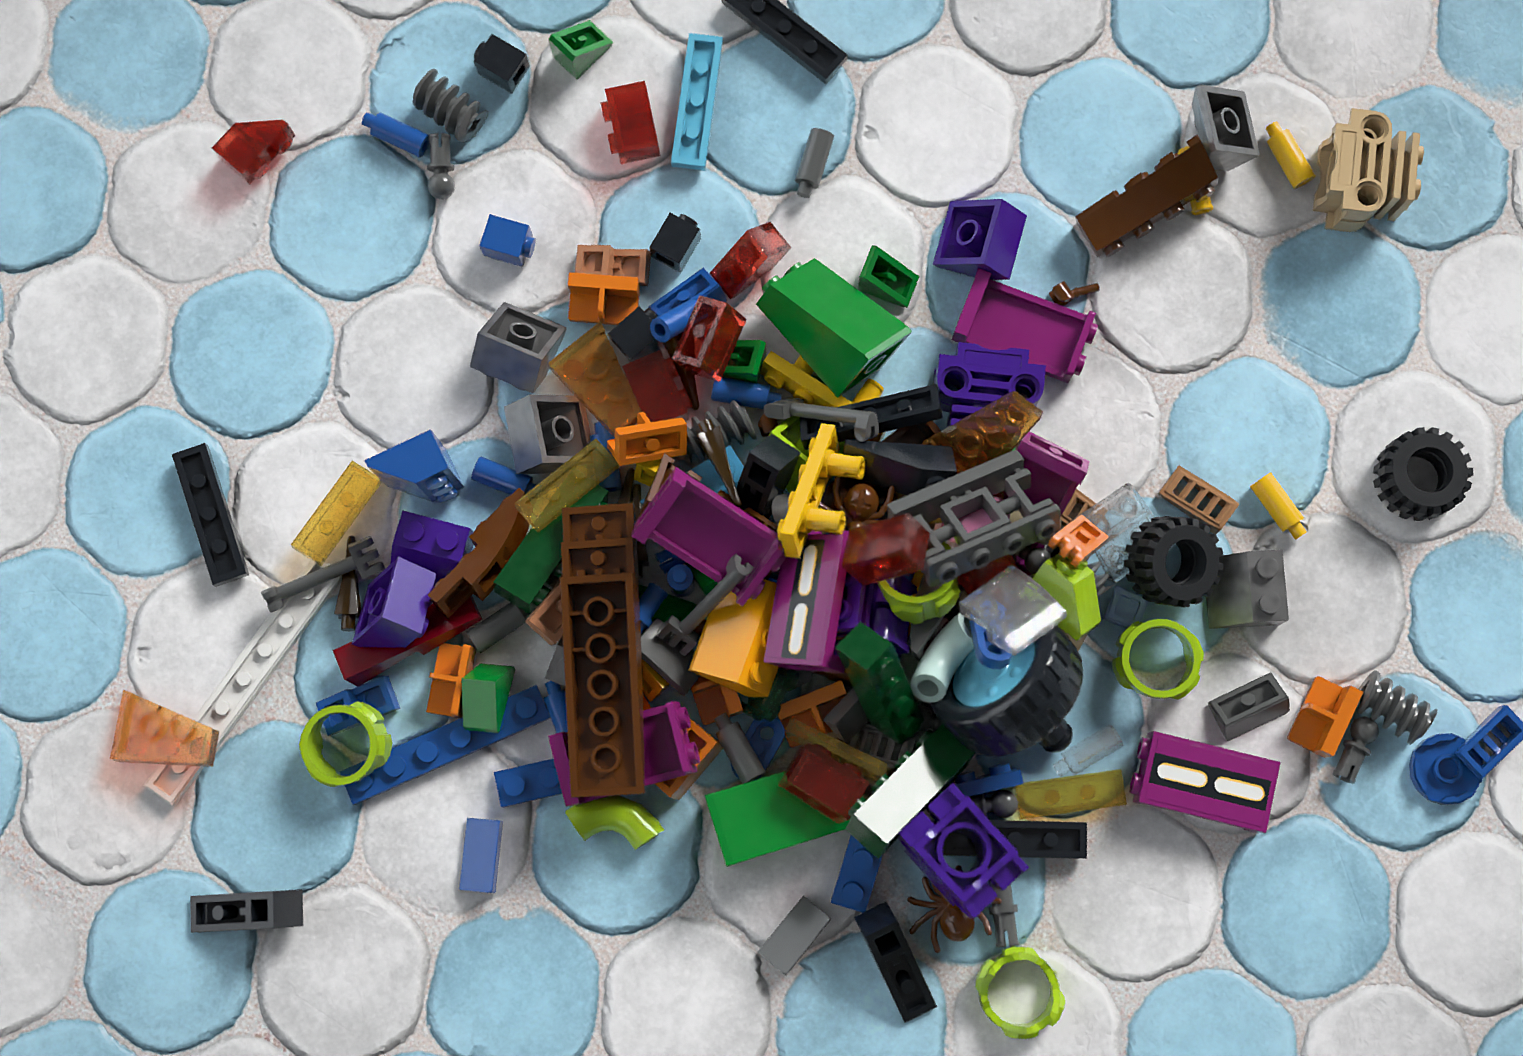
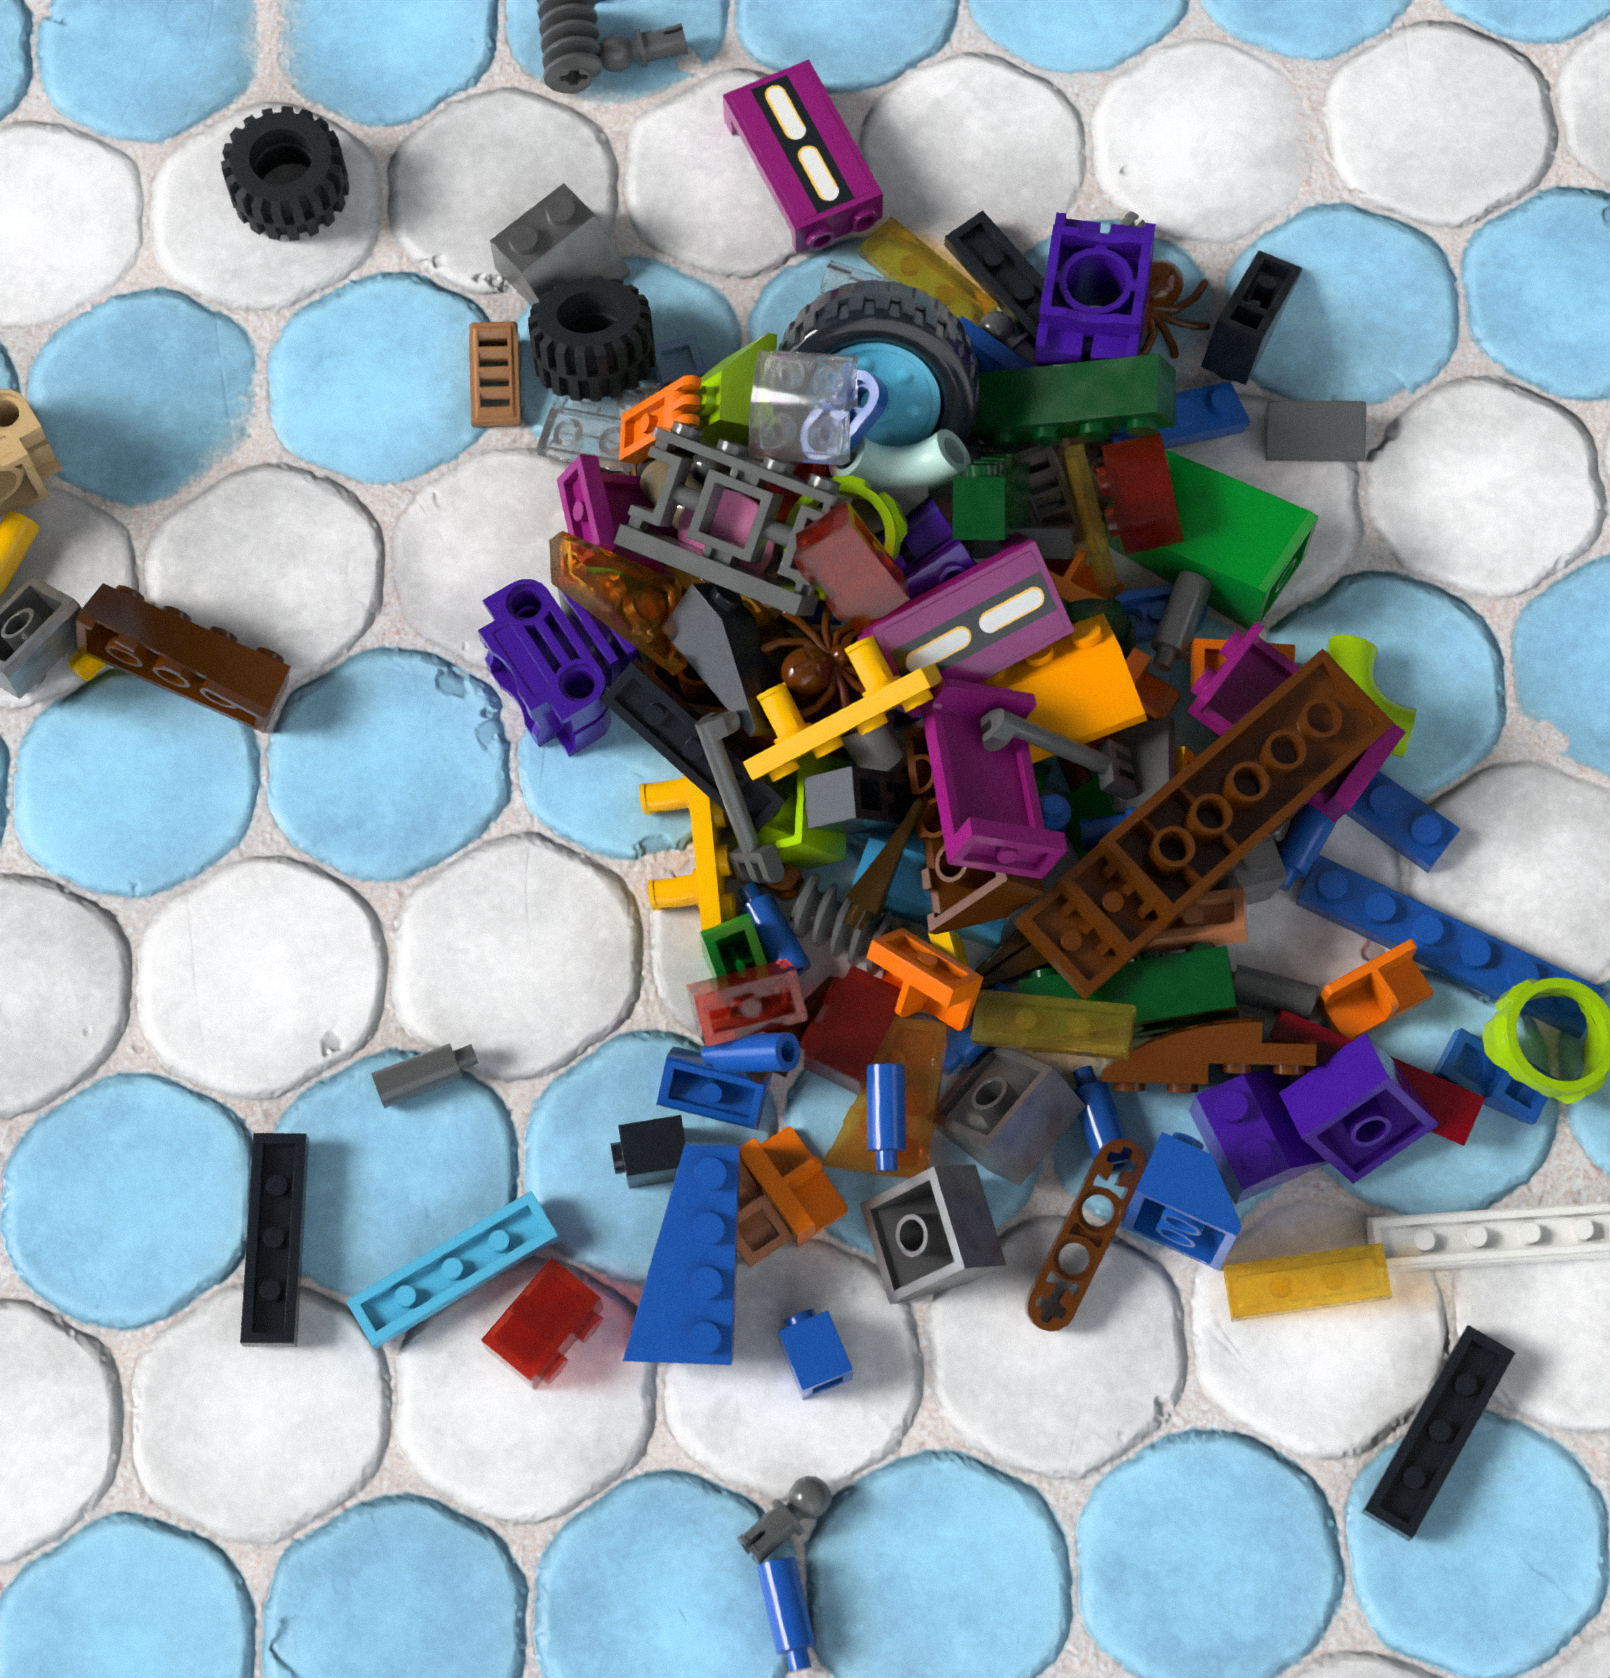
camera: 130 degrees left, 10 degrees down
(275, 595) = (1331, 1202): dark grey hinge -> none
(348, 602) = (1393, 1183): dark brown piece -> none
(447, 108) = (701, 1570): dark grey piece -> none
(454, 418) = (1093, 1238): none -> reddish brown beam
(481, 855) = (1527, 810): blue slope -> none
(486, 696) = (1358, 933): green slope -> none
(501, 63) = (592, 1552): black brick -> none
(579, 47) = (492, 1470): green slope -> none
(590, 205) = (691, 1280): none -> blue wedge
(594, 365) = (886, 1114): none -> blue cylinder
(633, 332) = (803, 1107): black brick -> none
(750, 259) = (605, 1048): clear red slope -> none
(831, 324) = (614, 880): green slope -> none
(887, 278) = (505, 882): green slope -> none
(980, 236) = (373, 813): dark purple slope -> none
(1010, 318) = (441, 688): magenta panel -> none
(1056, 1001) = (1182, 138): lime piece -> none
(1063, 295) = (366, 680): reddish brown hand -> none
(1191, 648) = (710, 246): lime piece -> none
(1249, 706) = (681, 179): dark grey slope -> none
(1279, 505) = (434, 294): yellow cylinder -> none
(1324, 717) = (632, 96): orange panel -> none

